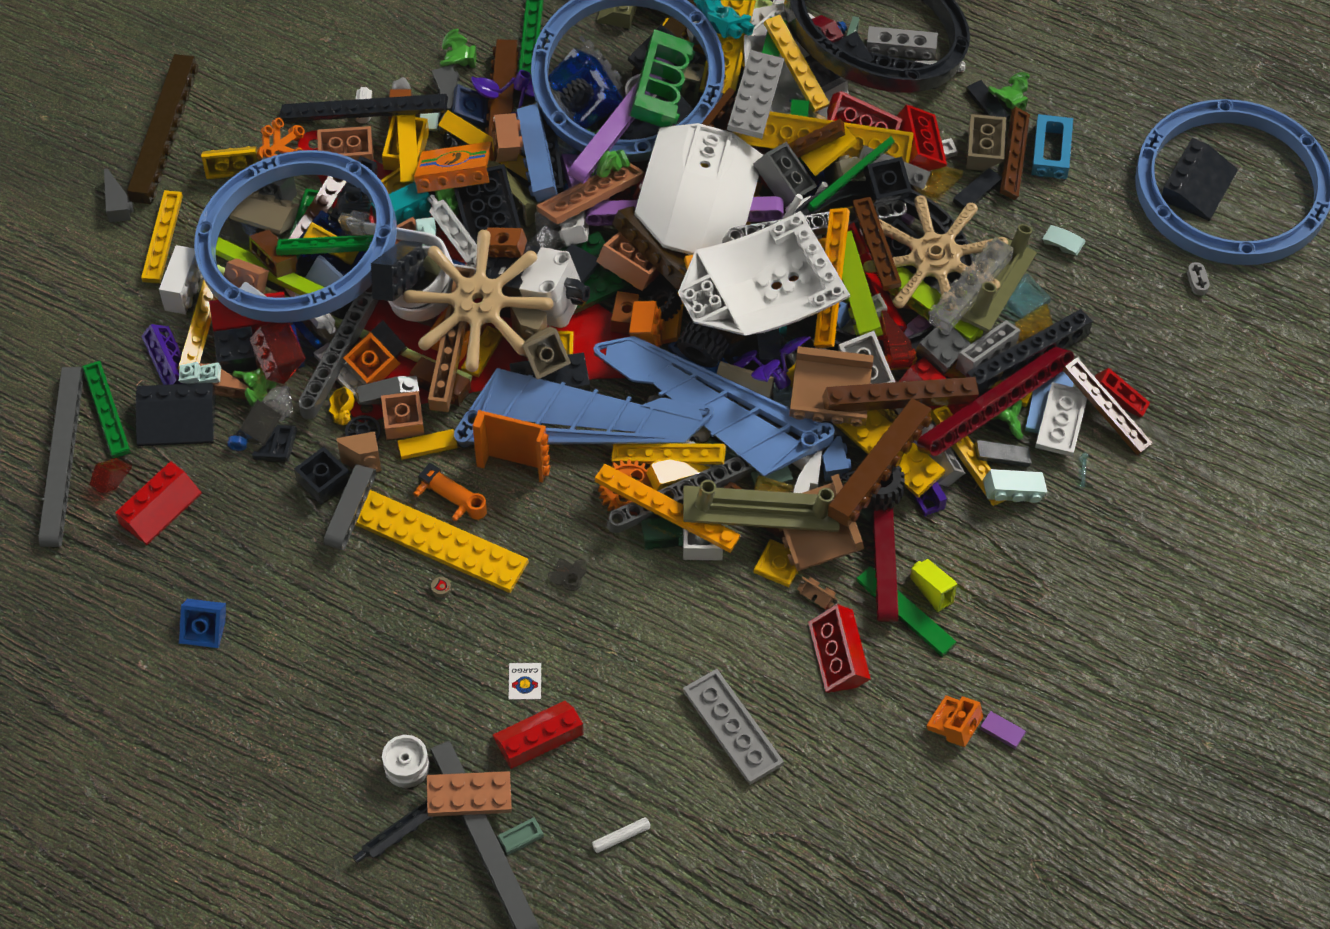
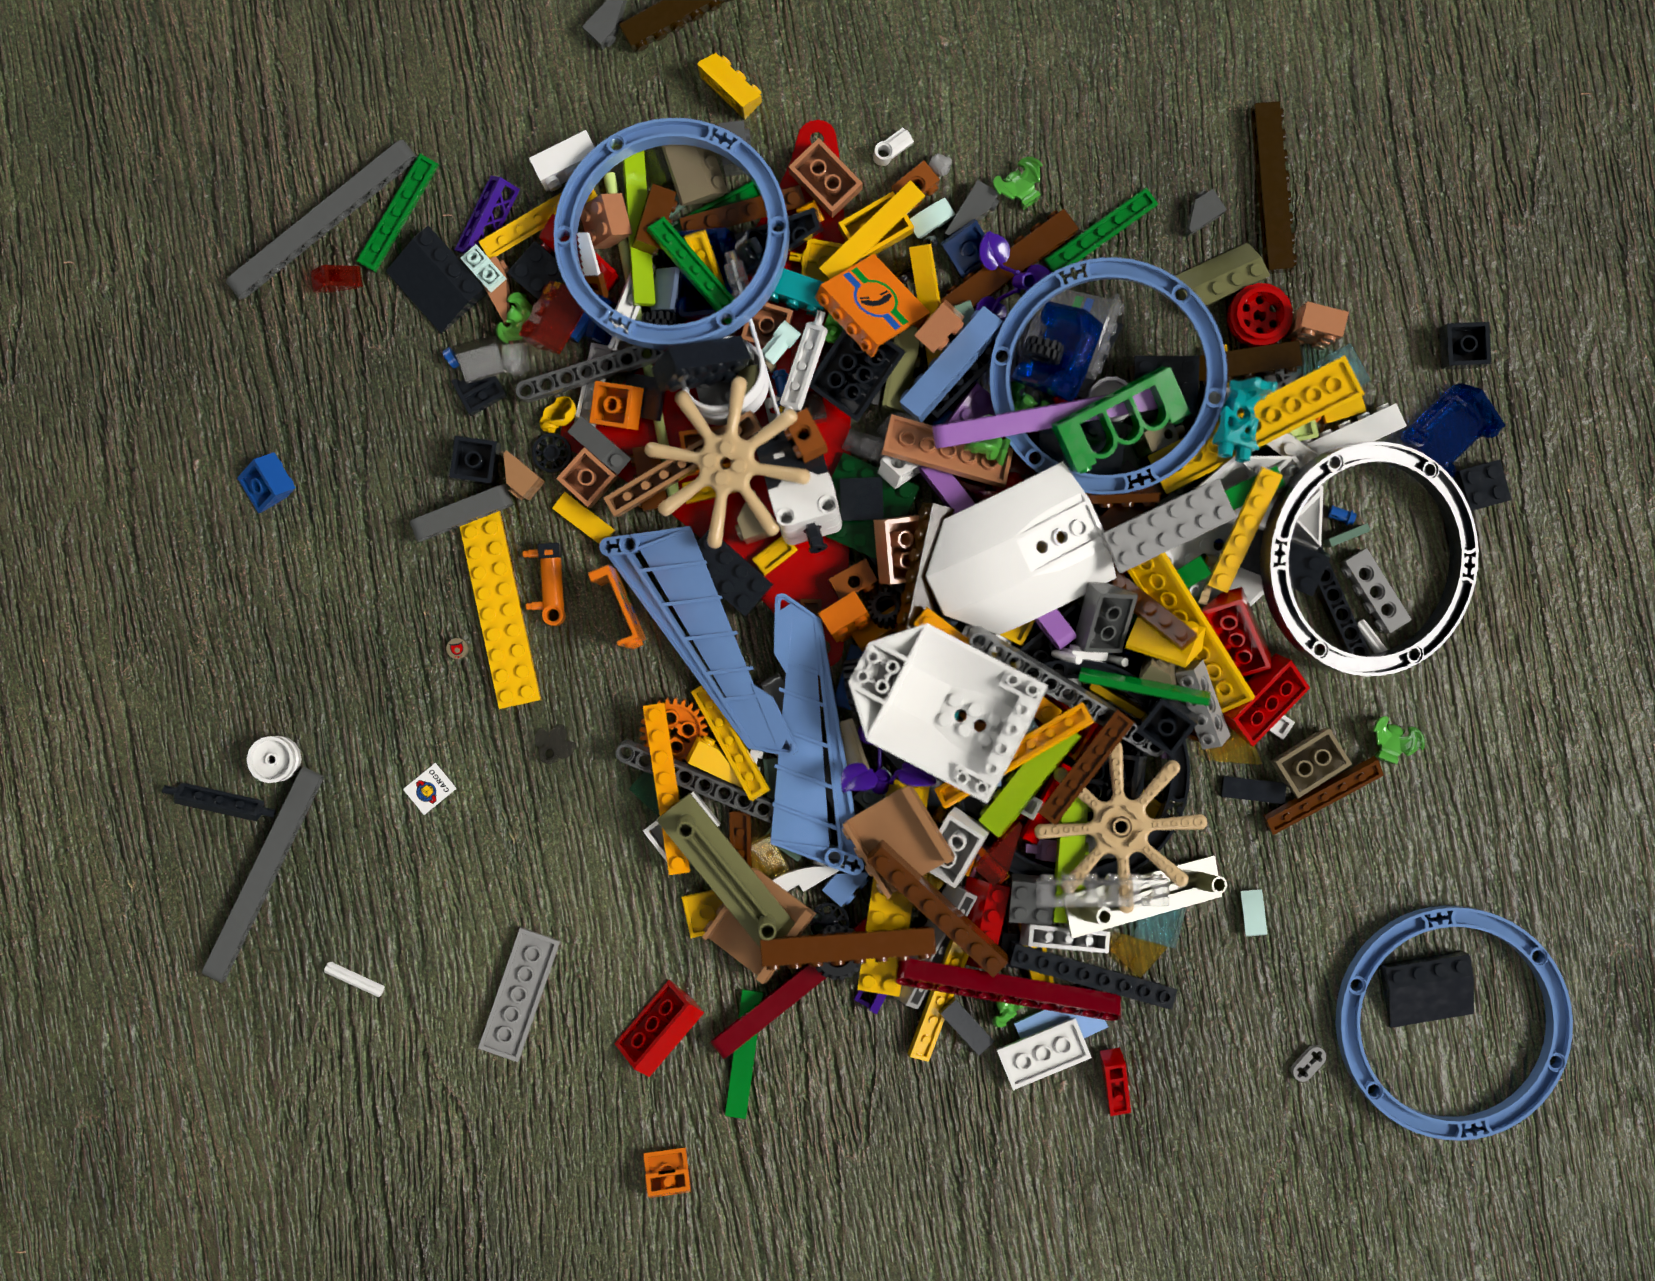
camera: 55 degrees right, 30 degrees up
(158, 503) = (342, 345): red slope -> none
(162, 237) = (603, 97): yellow plate -> none
(294, 133) = (779, 114): orange plant -> none
(364, 108) = (877, 159): black plate -> none
(468, 793) = (282, 836): nougat plate -> none
(520, 836) = (291, 899): sand green tile -> none
(539, 734) = (387, 840): red slope -> none
(545, 352) = (729, 562): dark tan slope -> none
(810, 588) = (702, 959): medium nougat hinge -> none
(828, 28) = (1309, 525): dark red slope -> none
(934, 584) = (783, 1062): neon yellow slope -> none
(986, 100) = (1363, 734): black tile -> none
(1003, 730) = (692, 1215): medium lavender tile -> none
(1014, 485) = (936, 1063): light aqua brick -> none
(1052, 168) = (1325, 827): dark azure piece -> none
(1084, 456) = (1026, 1094): clear light blue hinge -> none
(1107, 406) = (1087, 1085): plate -> none

